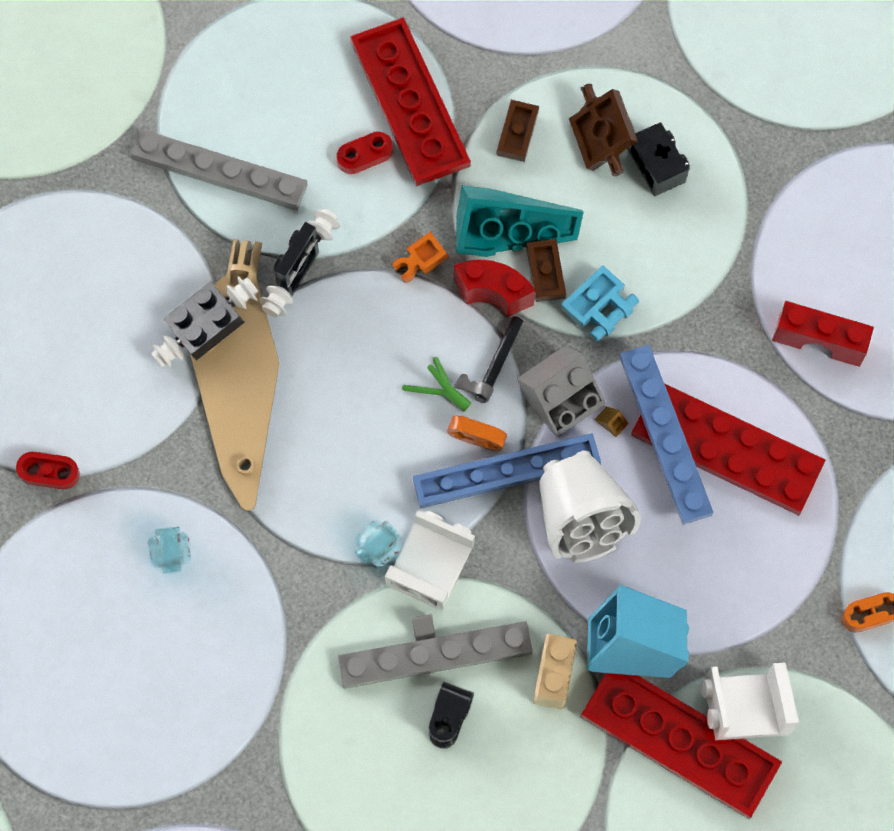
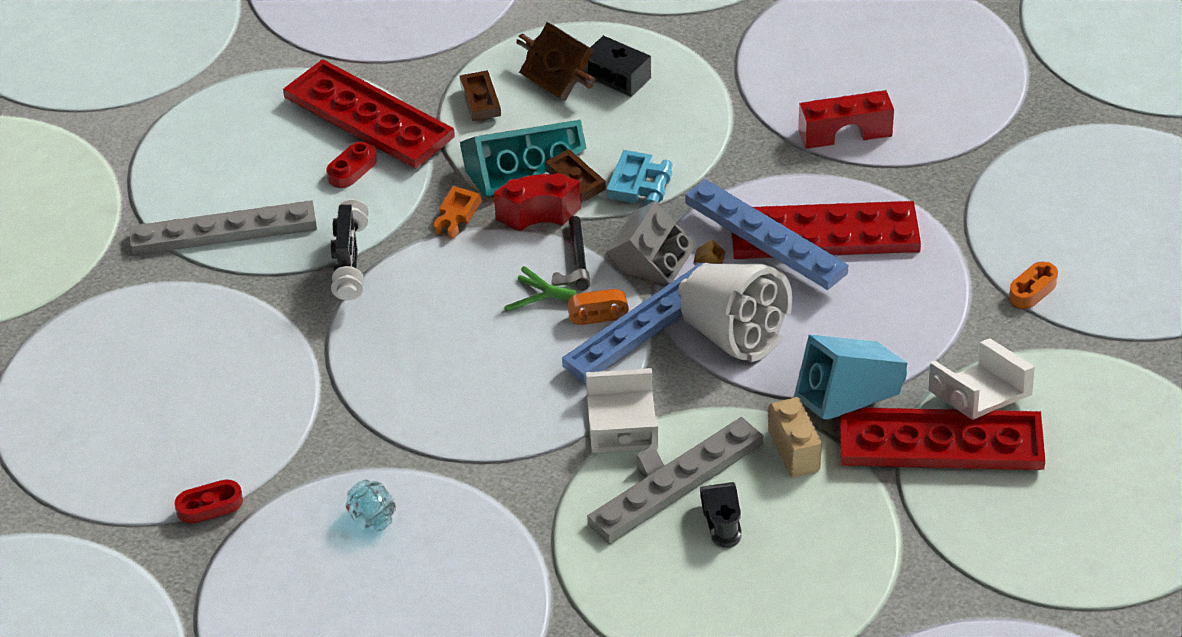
camera: 25 degrees left, 25 degrees down
(204, 321) = (287, 327): plate -> none
(240, 383) = (343, 357): tan wing -> none
(377, 543) = (565, 418): clear light blue head -> none

